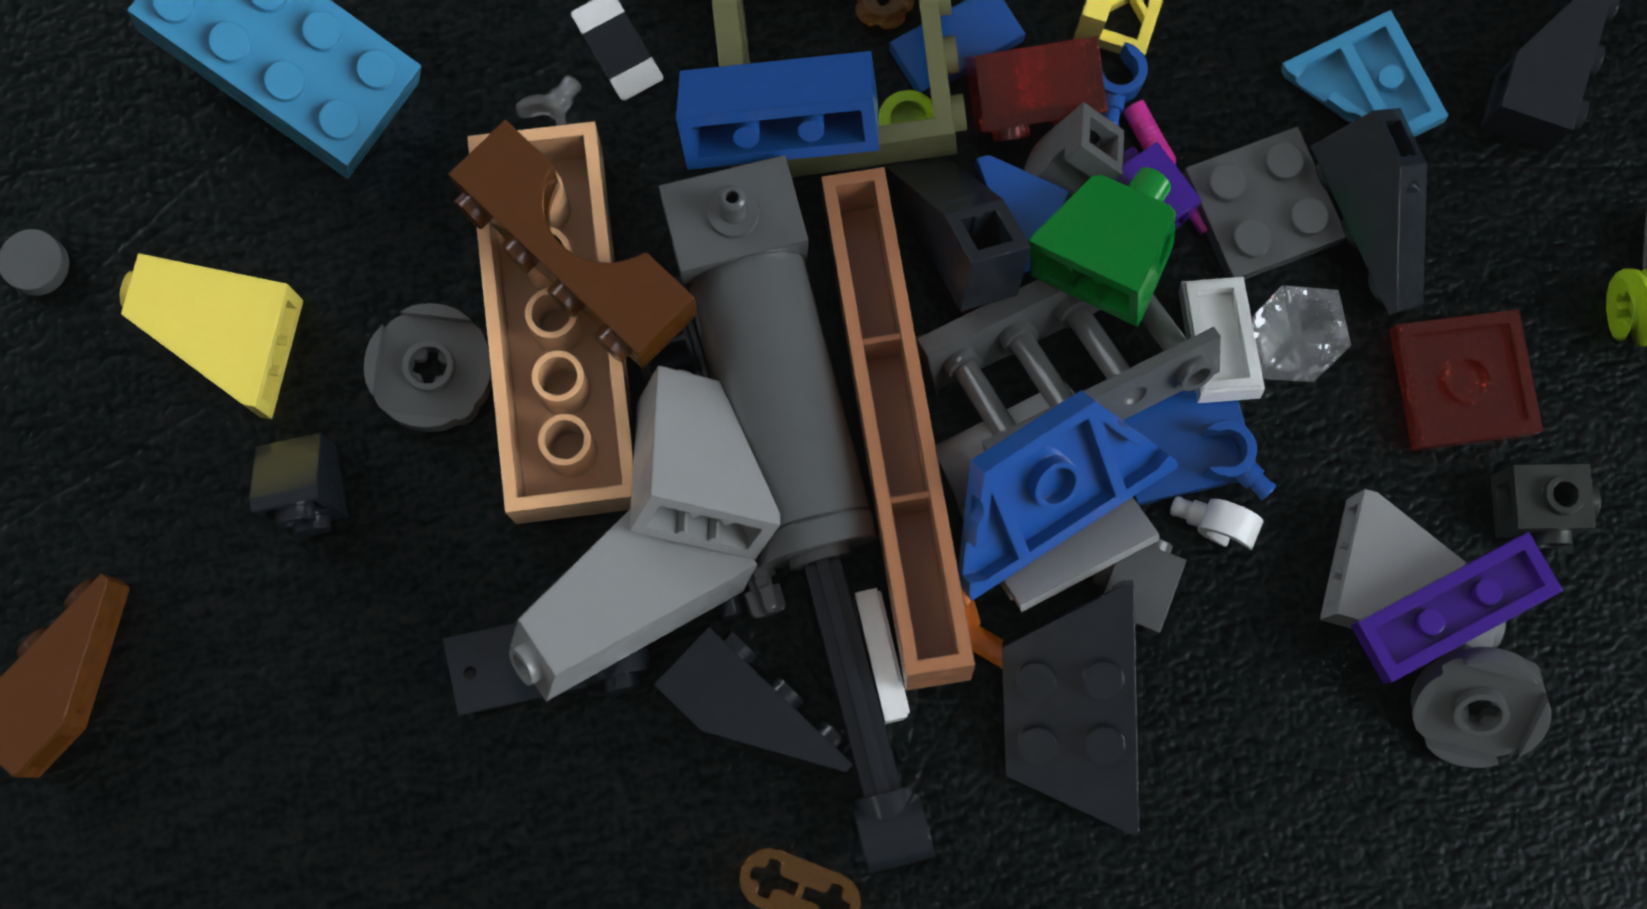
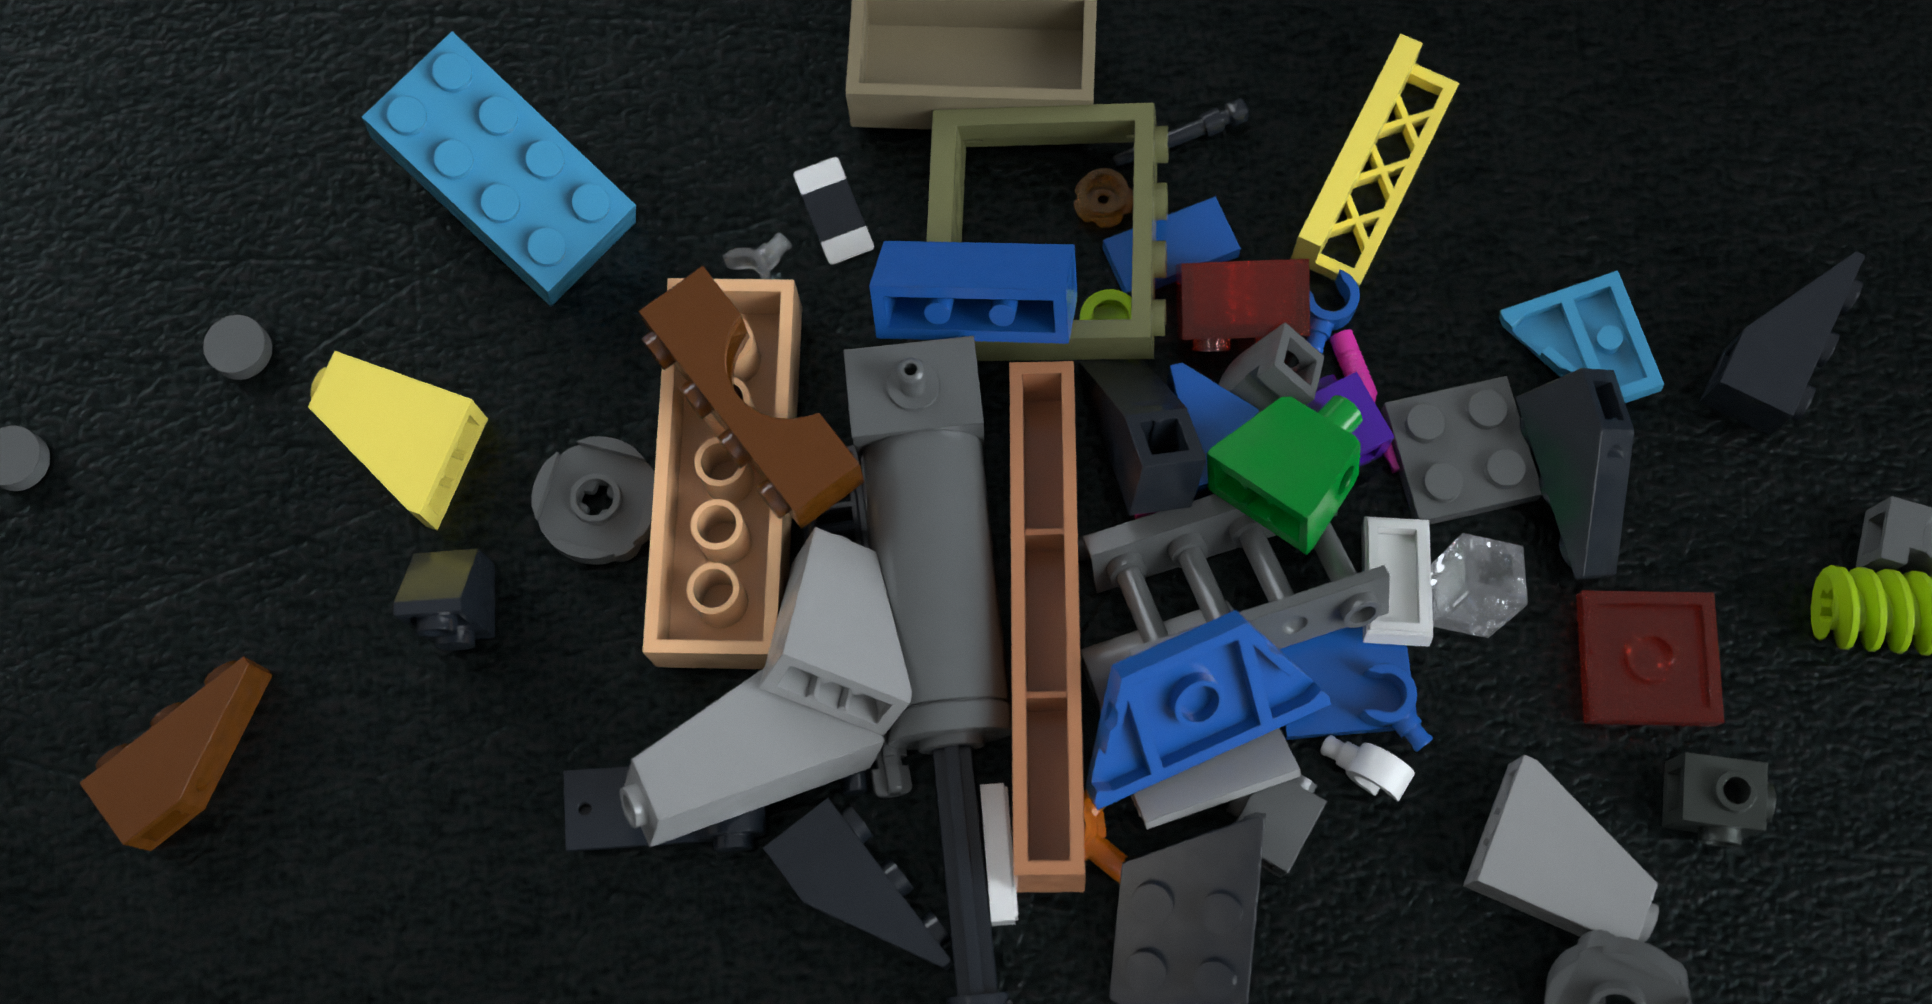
camera: 20 degrees right, 5 degrees down
(1456, 608) = (1603, 892): dark purple plate -> none

